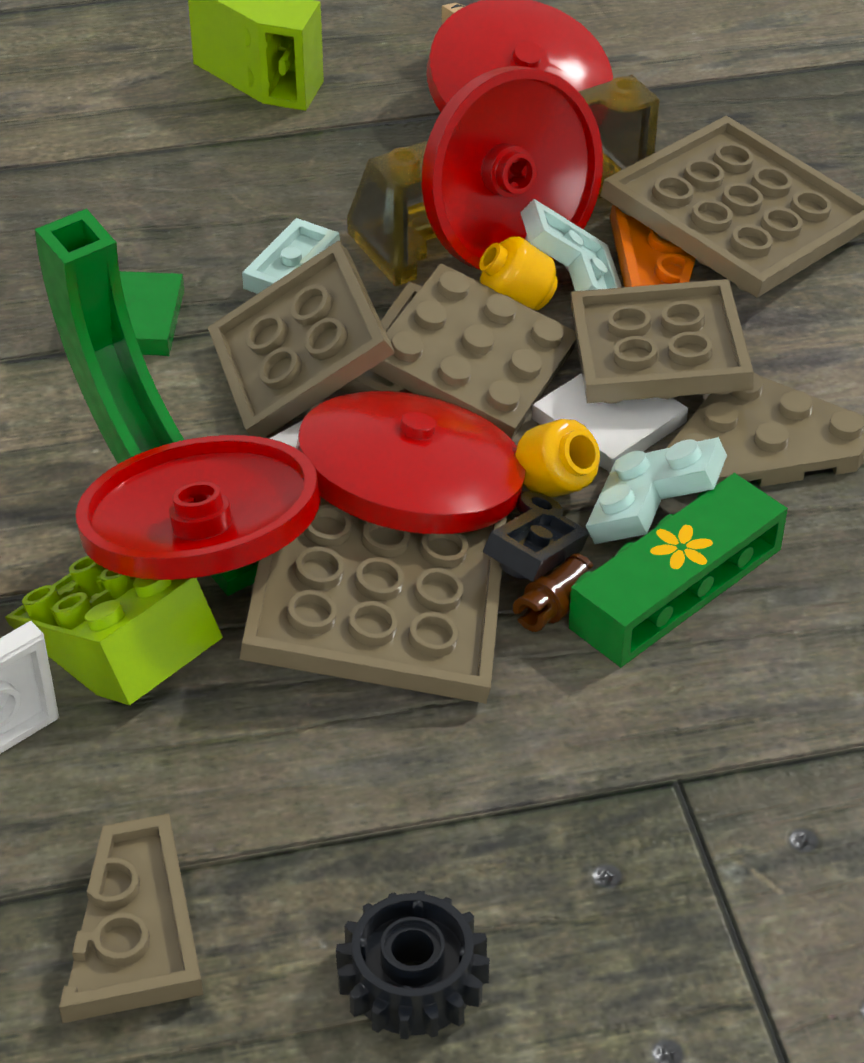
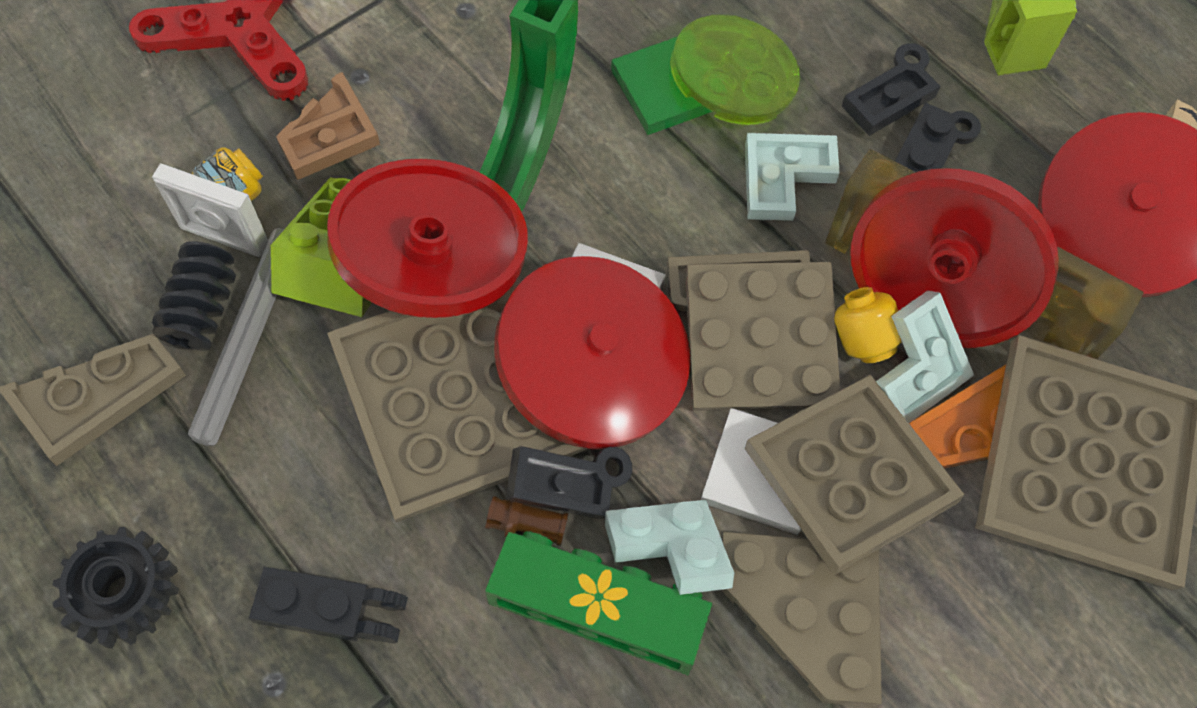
camera: 60 degrees right, 20 degrees up
(83, 768) = (192, 296): none -> black piece
(165, 759) = (236, 353): none -> light grey axle
(170, 252) = (735, 68): none -> clear neon green tile
(275, 167) = (893, 92): none -> black hinge
(299, 341) = (680, 210): dark tan plate -> none
(338, 168) = (935, 136): none -> black hinge
(546, 793) = (323, 606): none -> black hinge
(558, 457) = (664, 455): yellow head -> none

